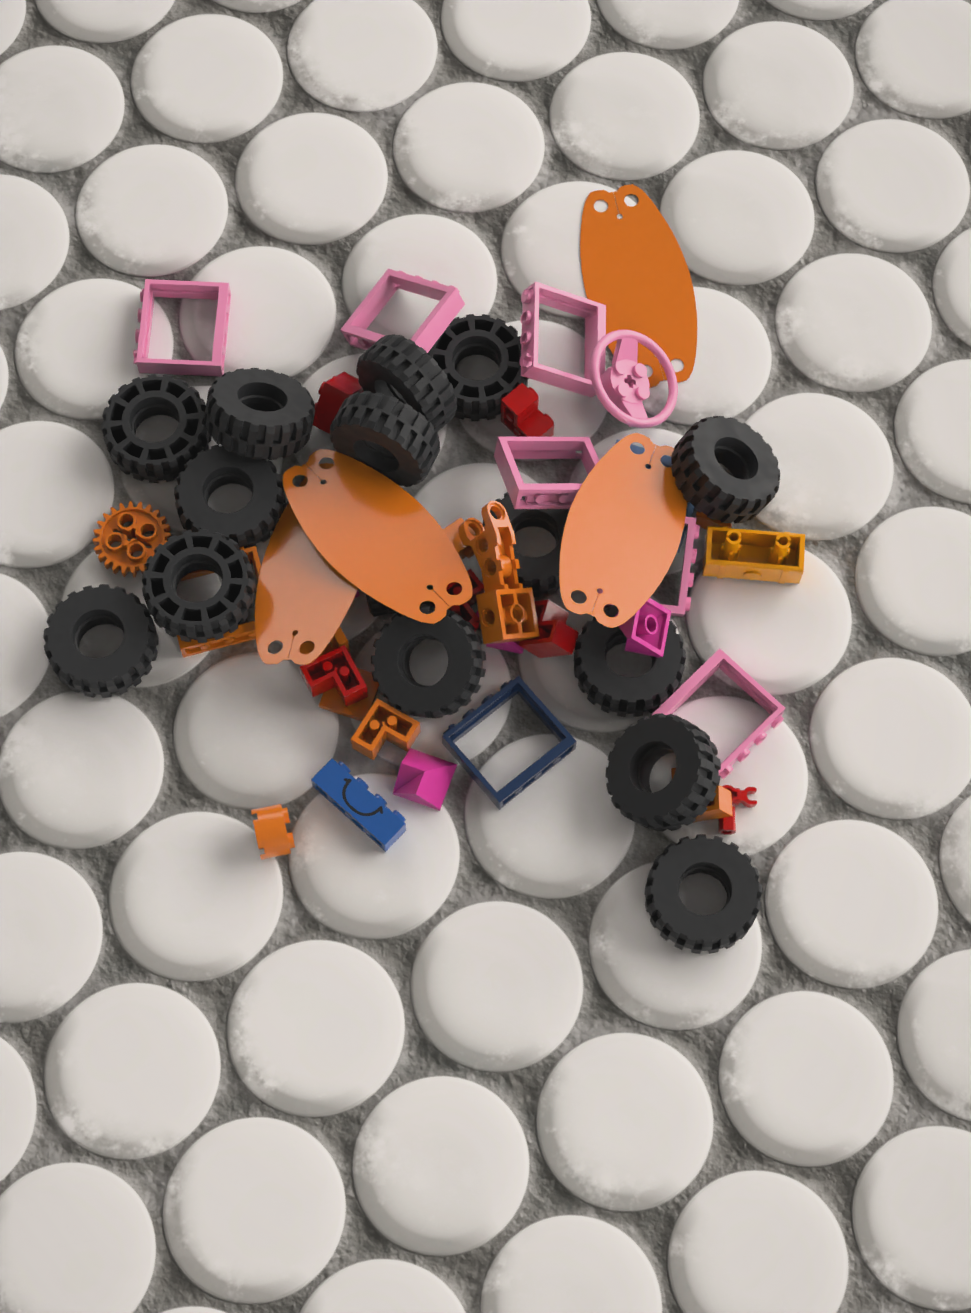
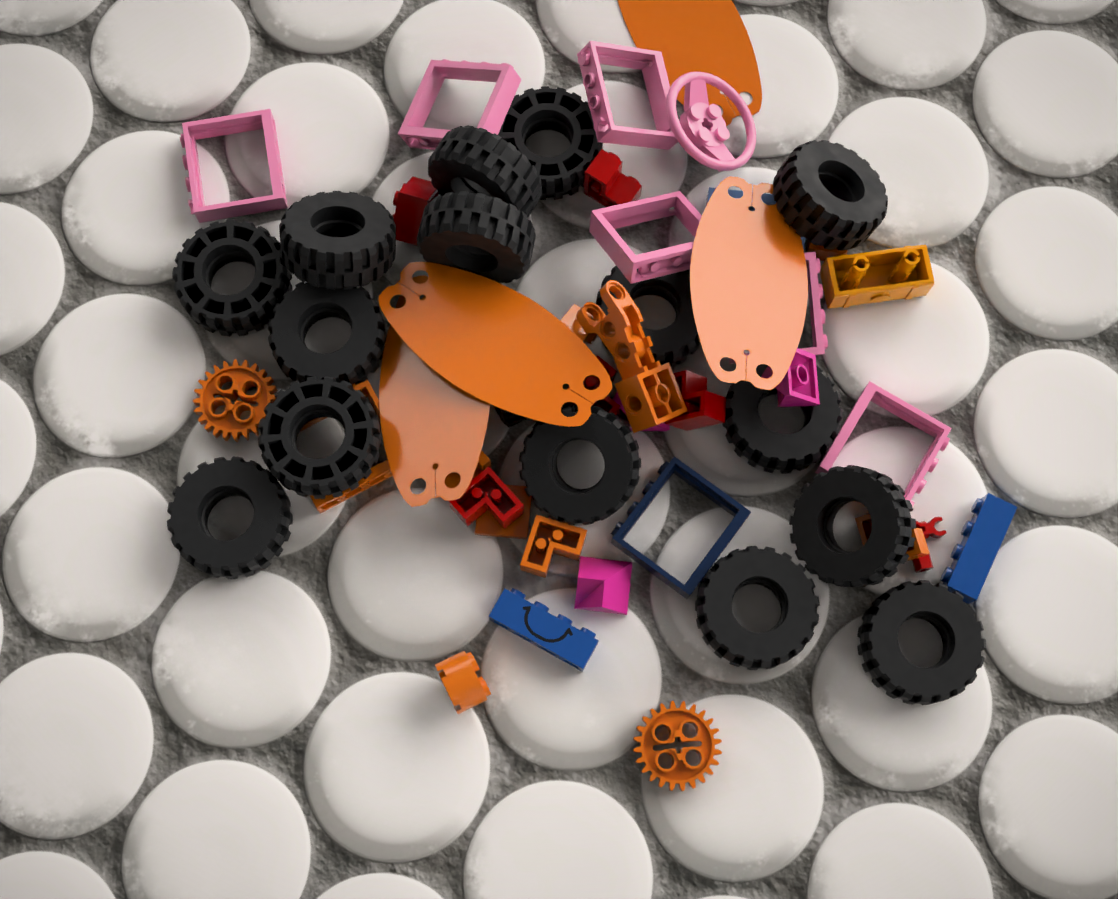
camera: 15 degrees left, 5 degrees up
(450, 957) = (680, 770): none -> orange gear
(566, 793) = (782, 578): none -> black tyre
(783, 823) = (979, 546): none -> blue brick

